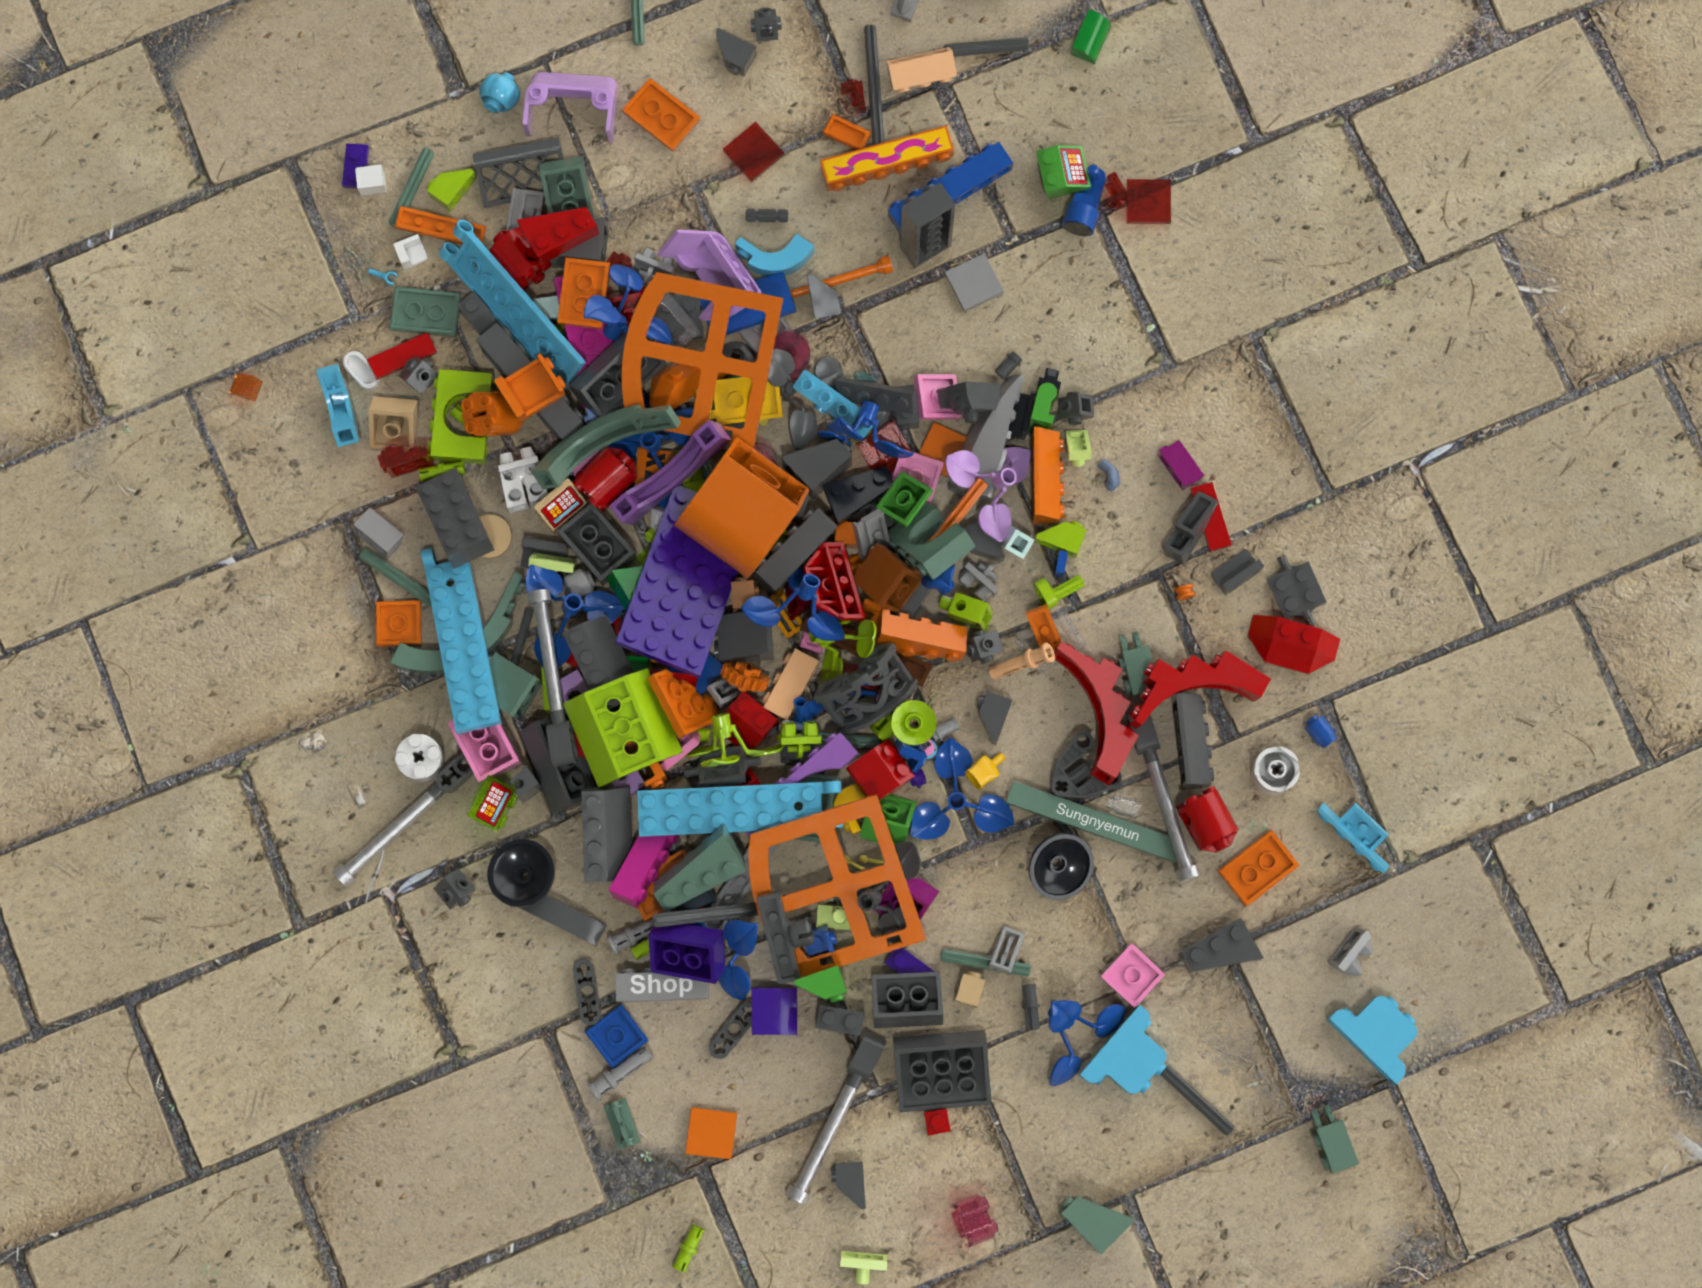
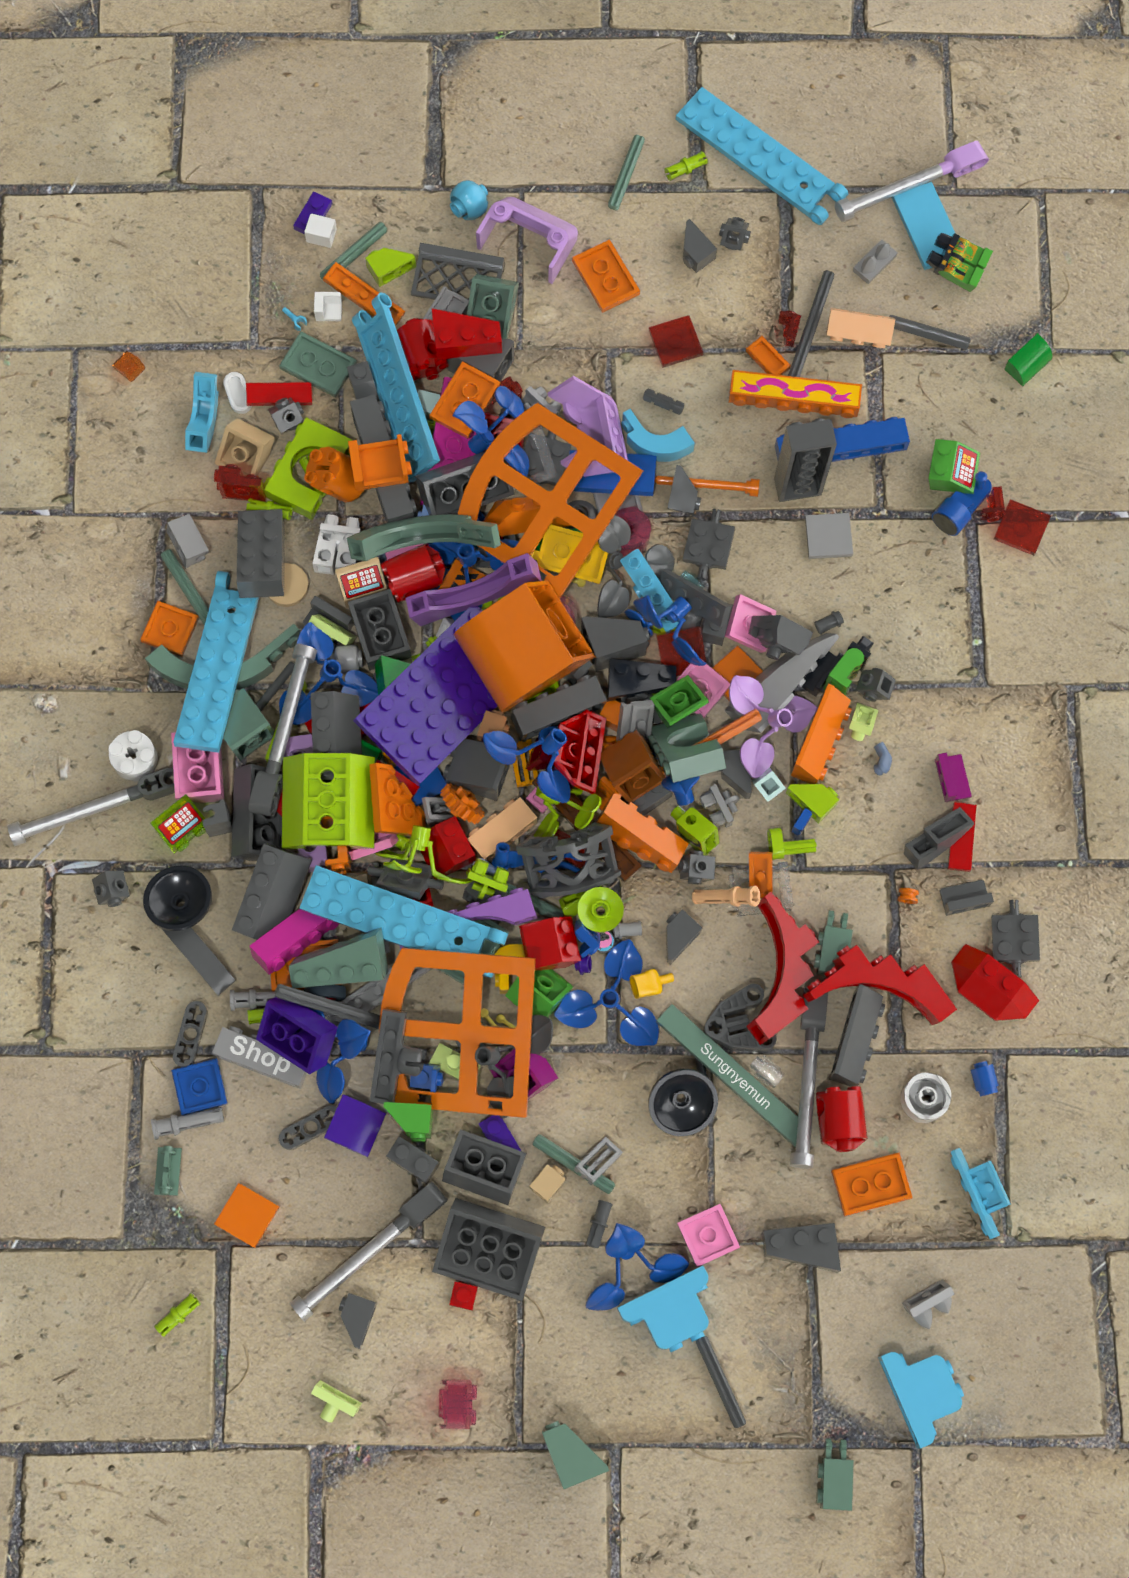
camera: 20 degrees right, 5 degrees down
(866, 336) = (709, 544): none -> dark grey plate

